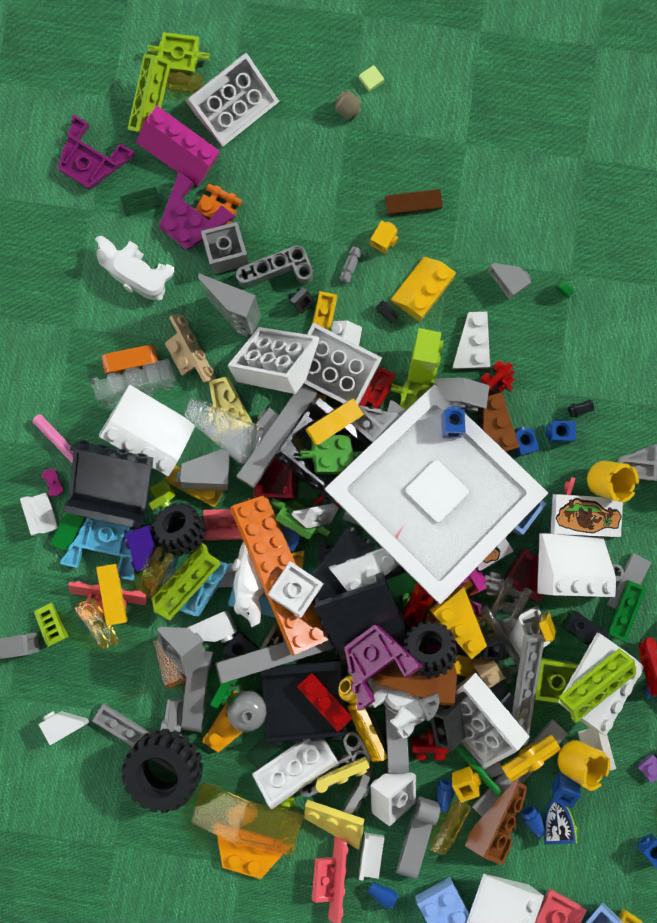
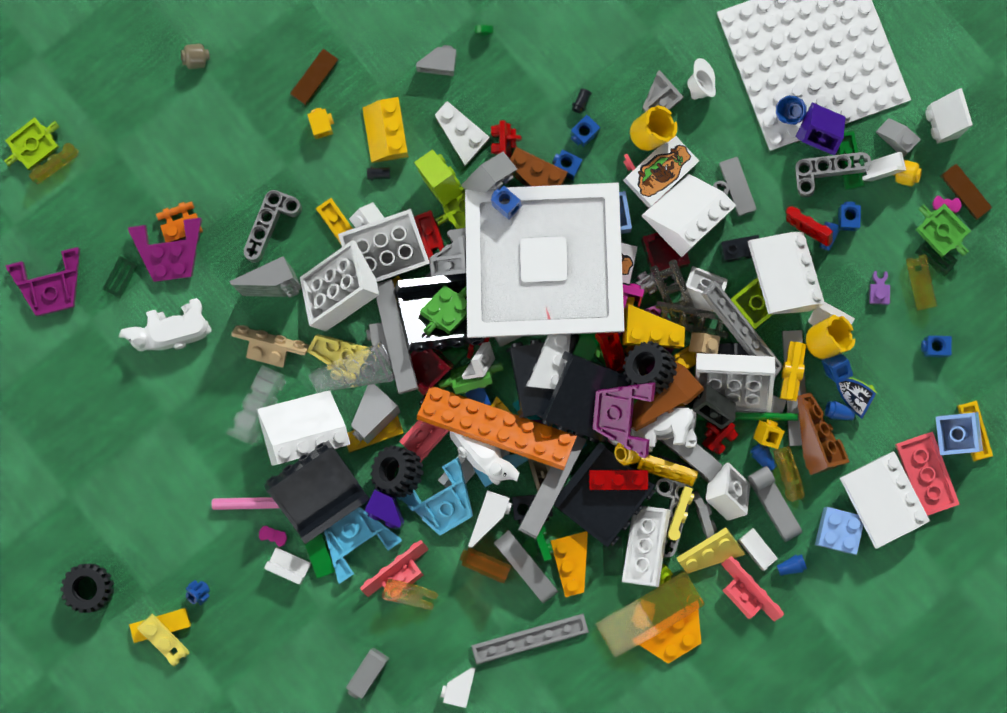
camera: 45 degrees left, 0 degrees up
(44, 627) = (394, 630): lime slope -> none
(111, 594) = (398, 563): yellow tile -> none
(129, 358) = (234, 395): orange beam -> none
(147, 788) = (570, 662): black tyre -> none
(152, 93) = (48, 194): lime fence -> none
(154, 573) = (412, 520): clear yellow hinge -> none
(163, 493) = (359, 461): lime bracket -> none
(173, 716) = (533, 607): light grey piece -> none
(177, 146) = (106, 211): dark pink slope -> none
(182, 648) = (485, 543): light grey slope -> none
(184, 583) = (441, 502): lime fence -> none
(225, 248) = (218, 247): light grey slope -> none
(232, 100) = (107, 137): white slope -> none
(246, 711) = (573, 543): light grey cylinder -> none
(295, 589) = (519, 424): white tile -> none
(302, 300) = (311, 227): black tile -> none
(322, 550) = (509, 383): black plate -> none
(334, 422) = (425, 286): yellow tile -> none
(350, 264) = (317, 167): light grey axle -> none
(371, 78) = (190, 19): yellowish green tile -> none
(430, 705) = (688, 404): light grey tile -> none
(494, 649) = (693, 325): black slope -> none
(547, 626) = (711, 272): yellow tile -> none
(598, 684) = (780, 273): lime fence -> none
(626, 611) = (754, 207): green tile -> none

